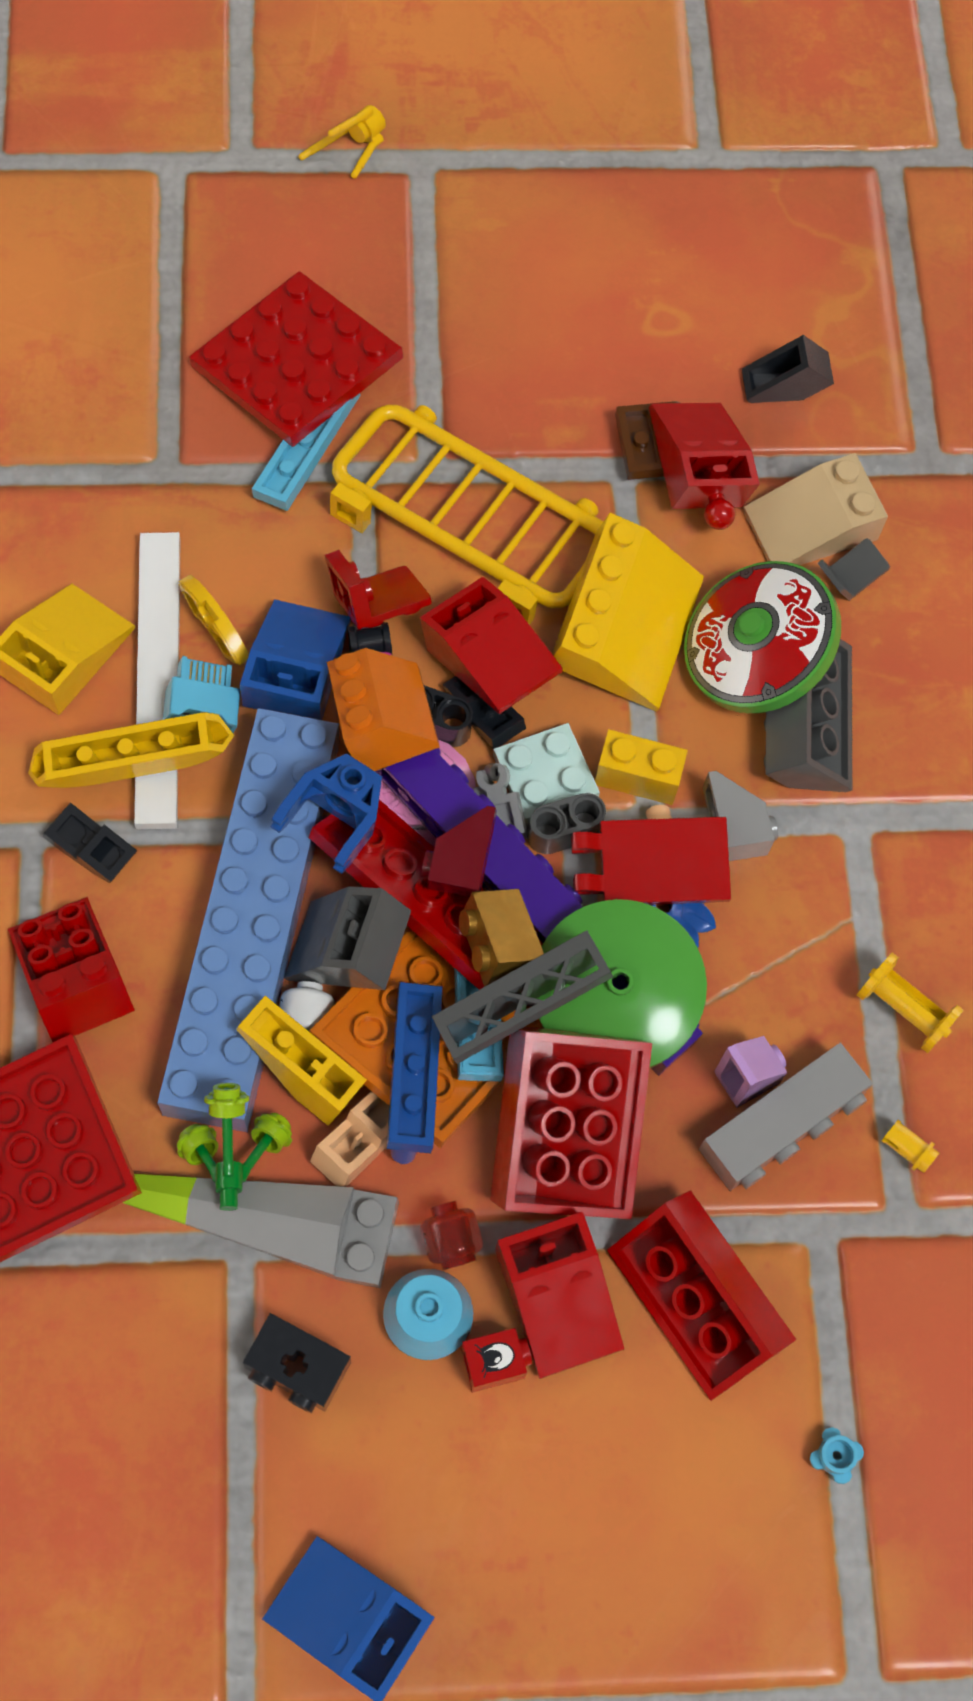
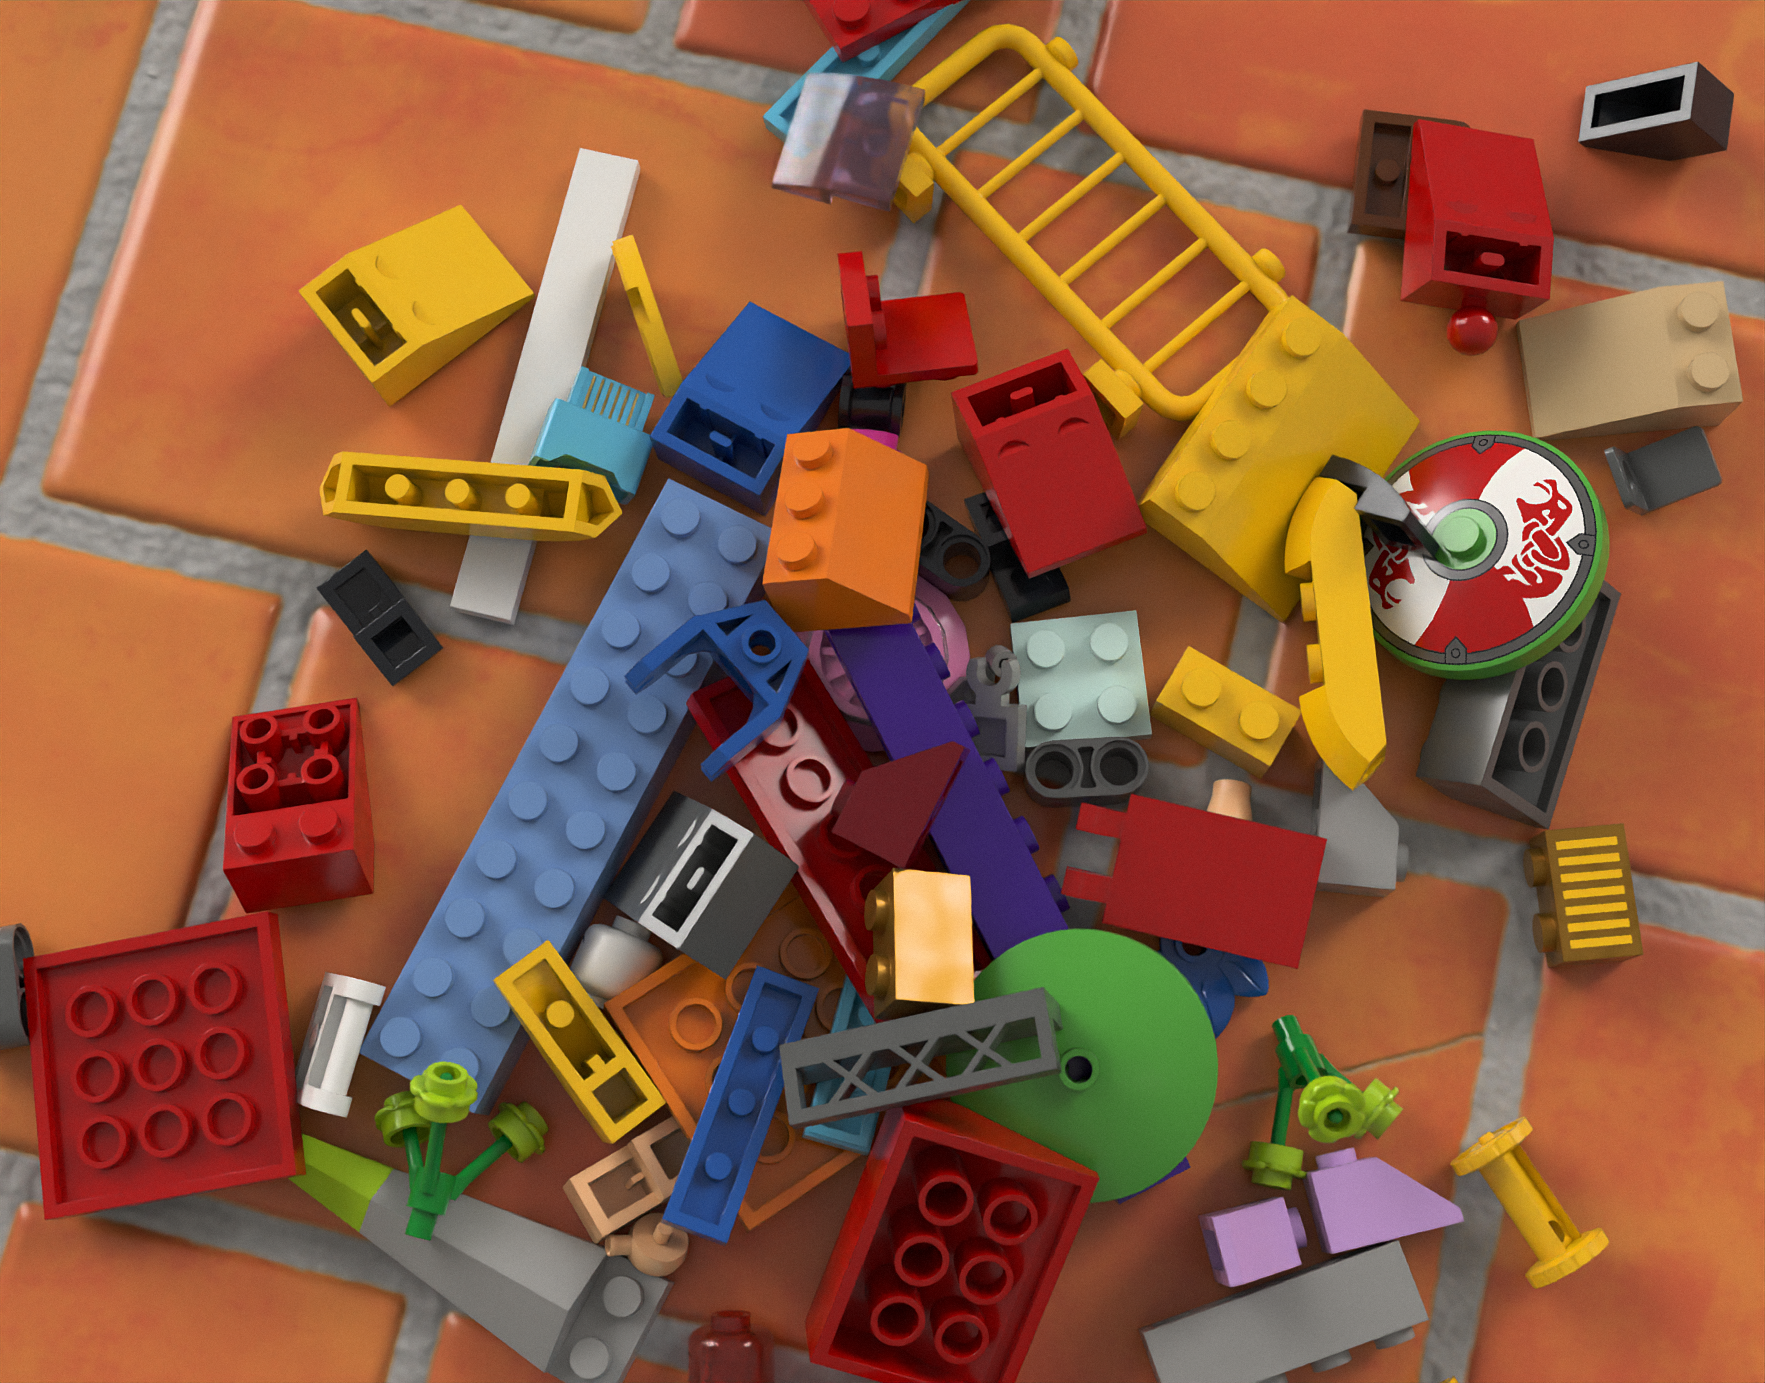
camera: 30 degrees right, 10 degrees up
(138, 1102) = (334, 1042): none -> white plate
(311, 487) = (849, 139): none -> slope
(379, 1177) = (650, 1246): none -> light nougat piece
(677, 660) = (1347, 710): none -> yellow brick
(696, 618) = (1382, 507): none -> black slope
(777, 965) = (1327, 1106): none -> lime plant
(814, 1028) = (1370, 1202): none -> lavender slope
(885, 820) = (1583, 895): none -> pearl gold brick

